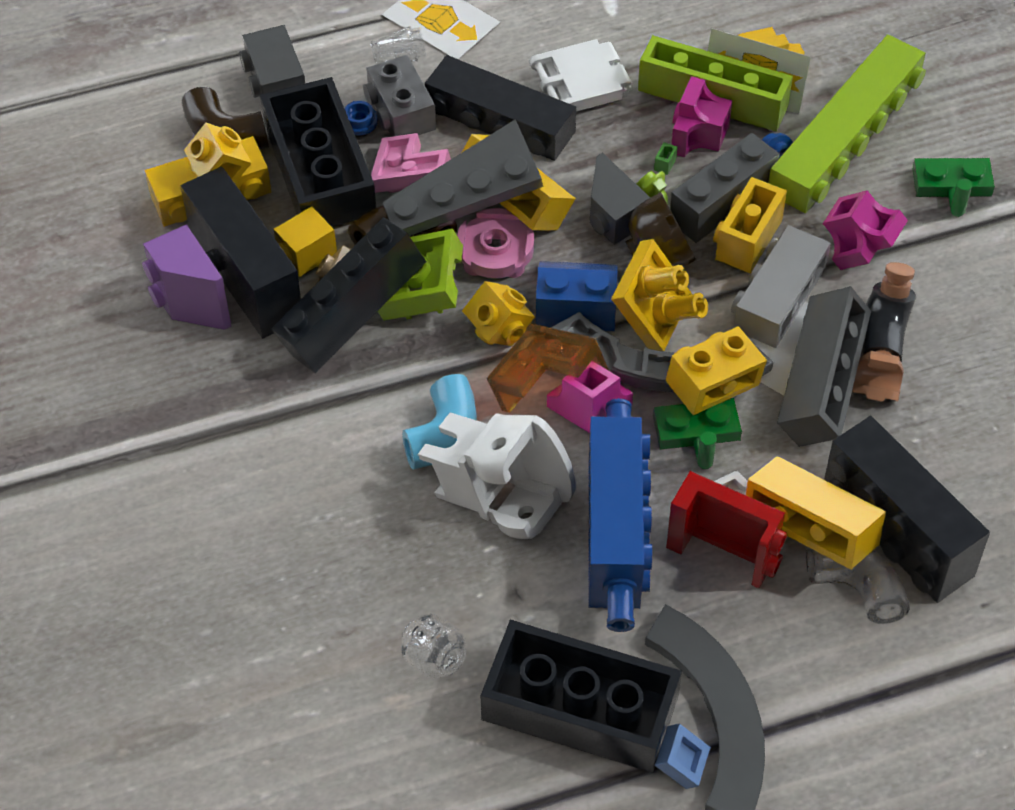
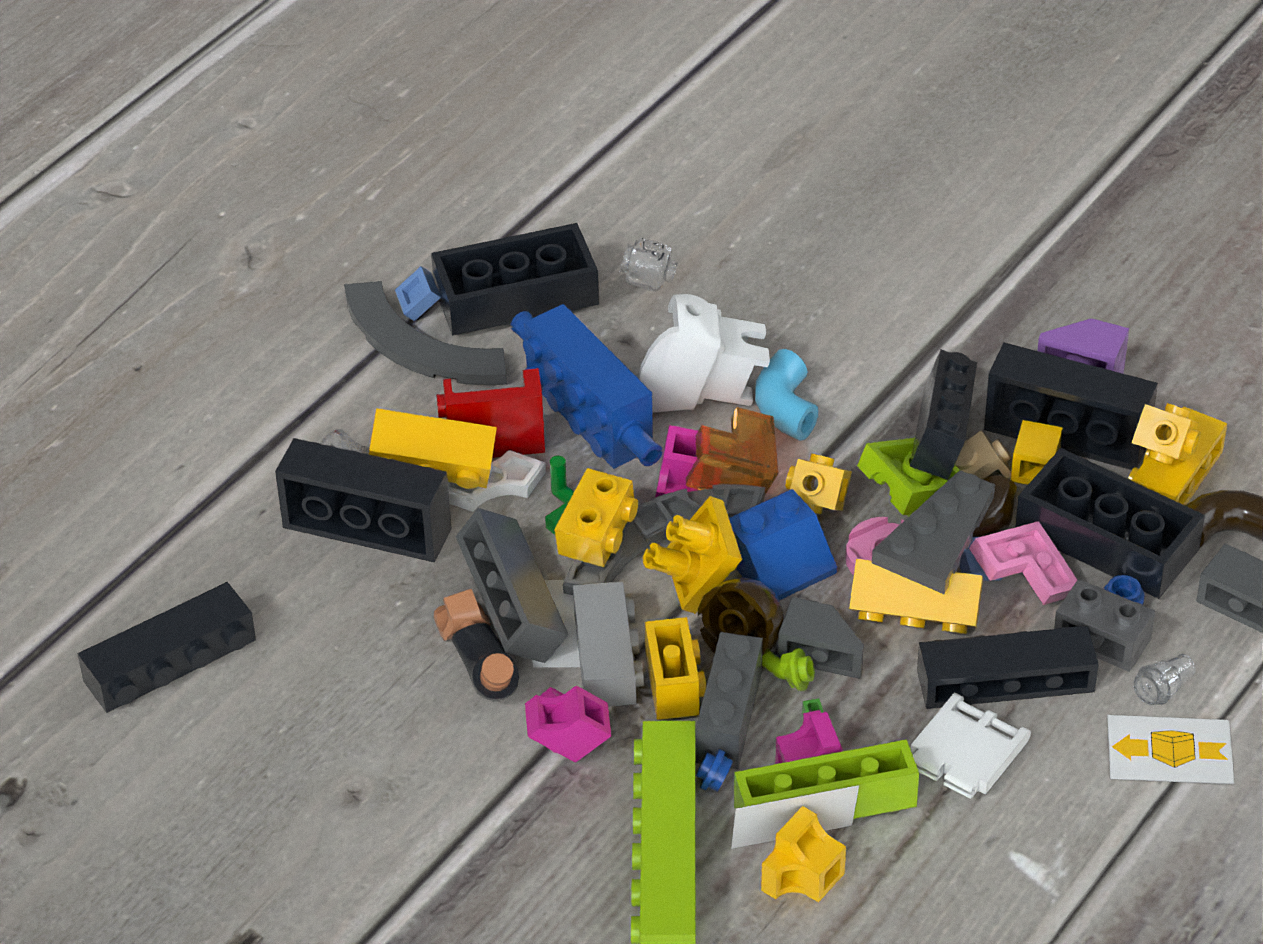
camera: 145 degrees right, 10 degrees down
(953, 179) = (521, 853): green plate -> none

